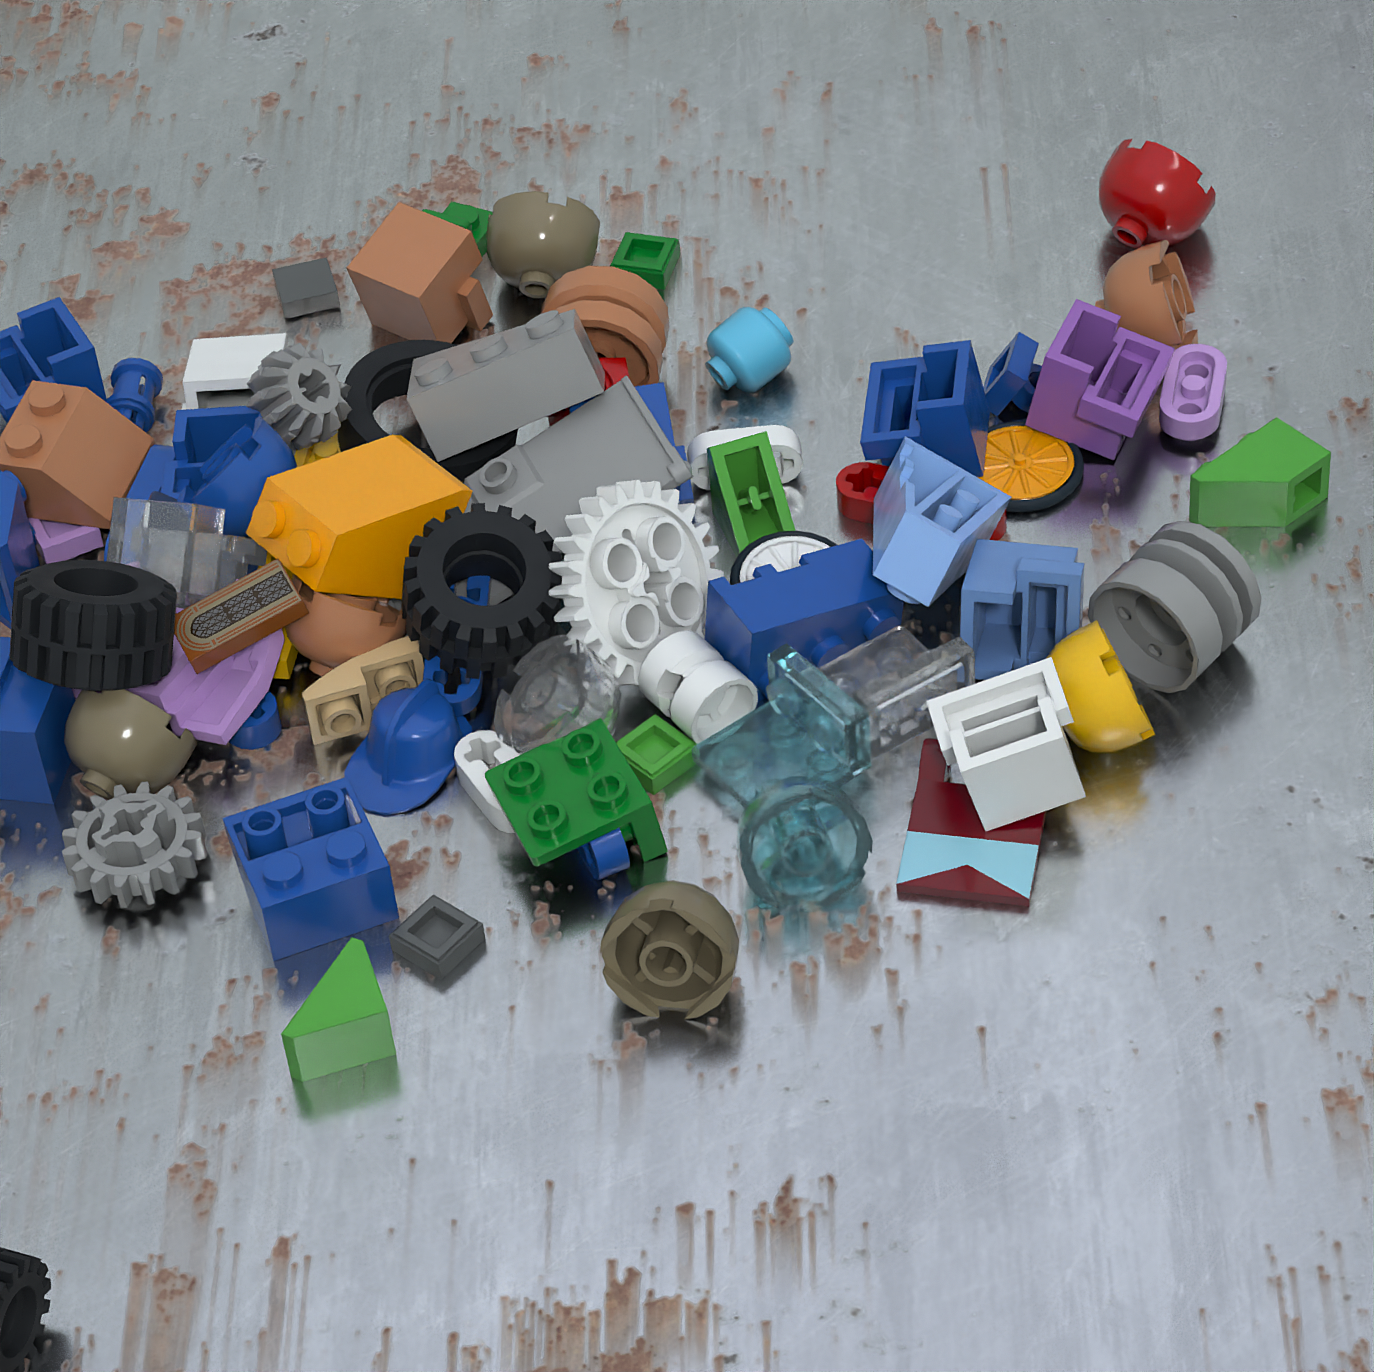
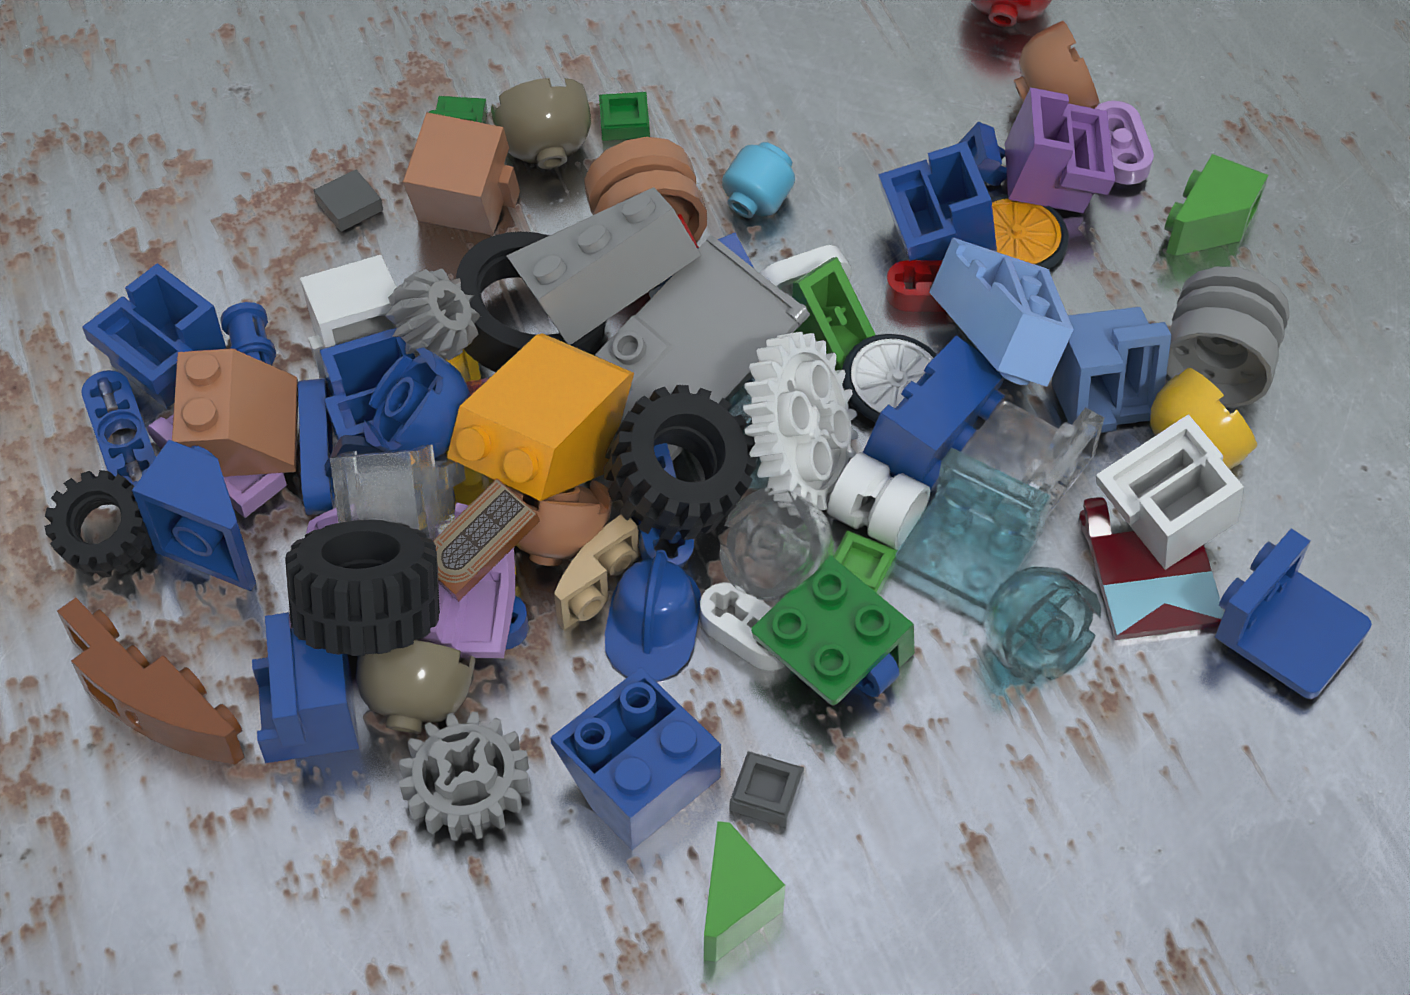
camera: 25 degrees left, 10 degrees up
(670, 949) = (987, 752): dark tan cylinder -> none
(1090, 904) = (1289, 620): none -> blue bracket

